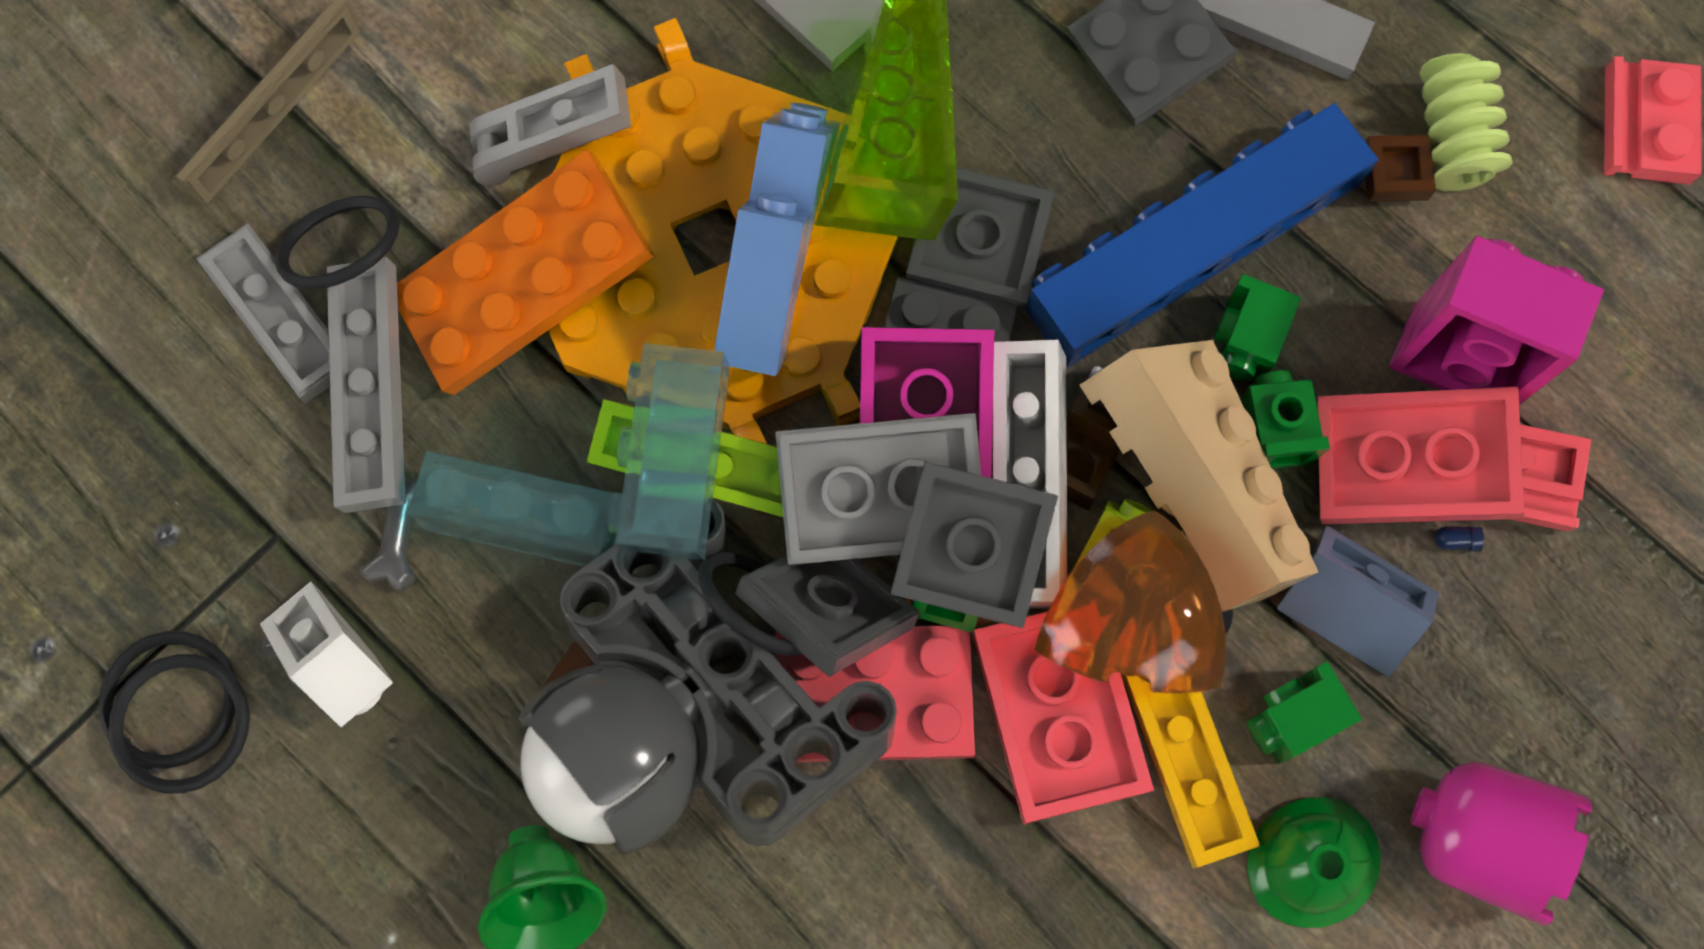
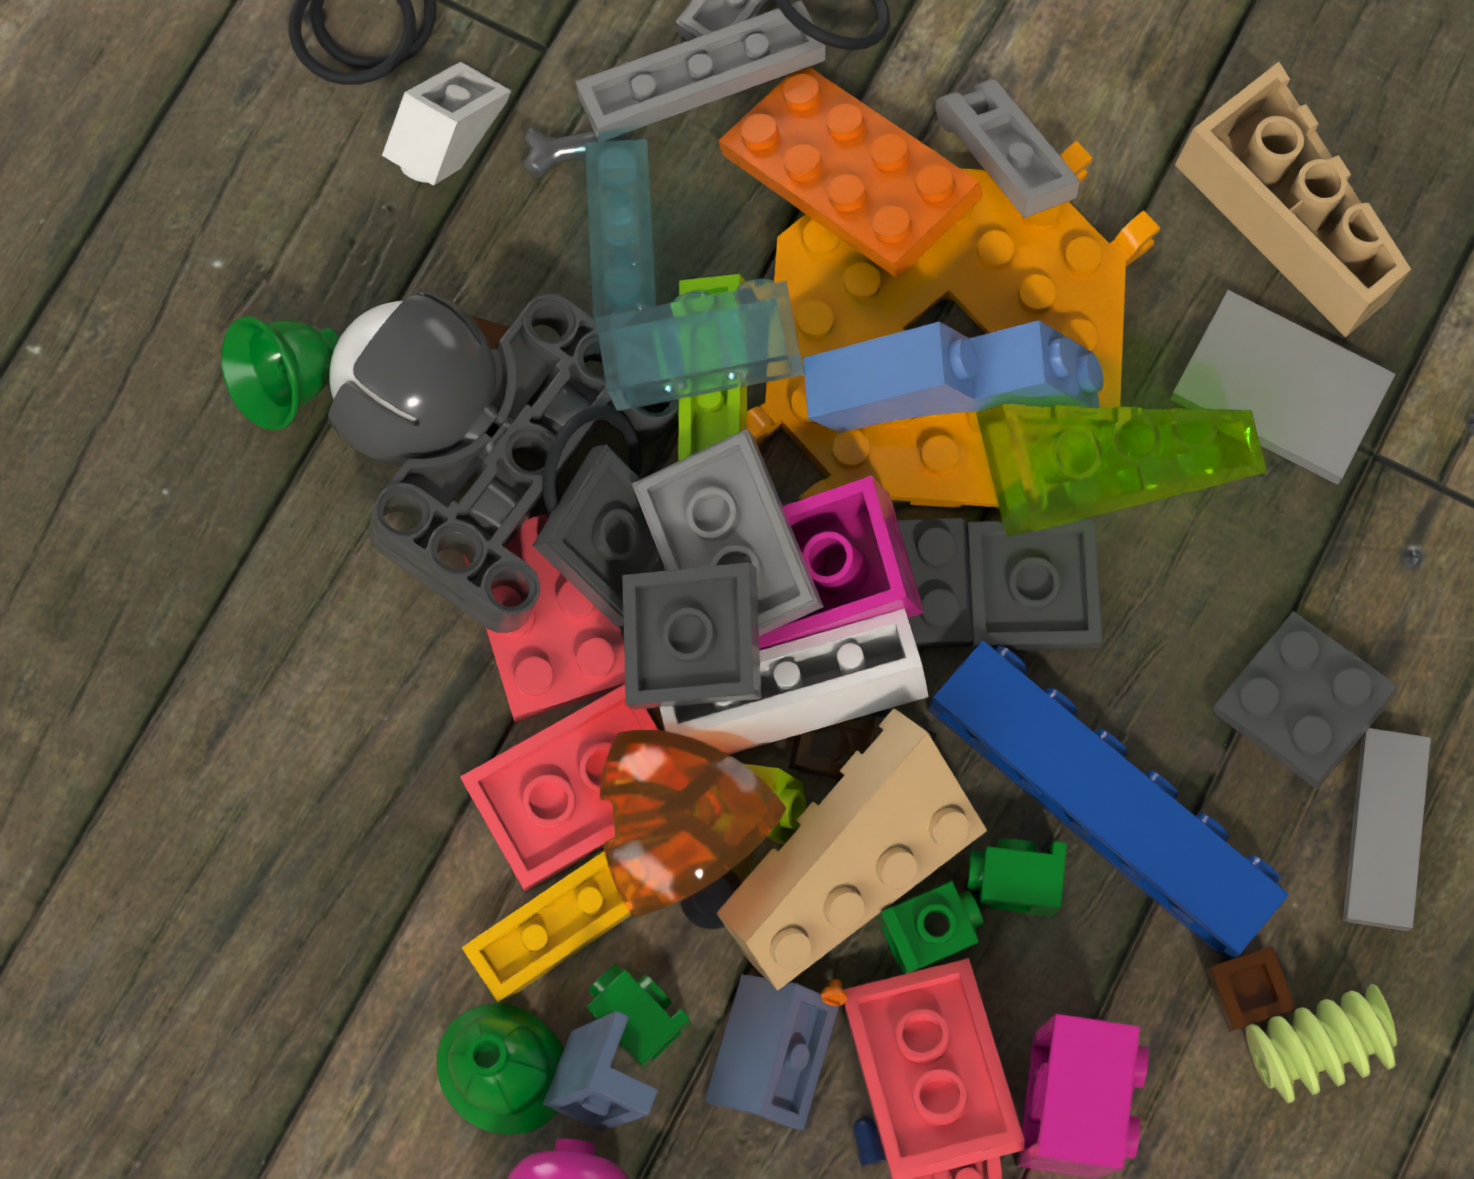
camera: 75 degrees right, 0 degrees up
(1325, 524) = (834, 994): none -> orange piece
(1356, 768) = (588, 1086): none -> sand blue panel

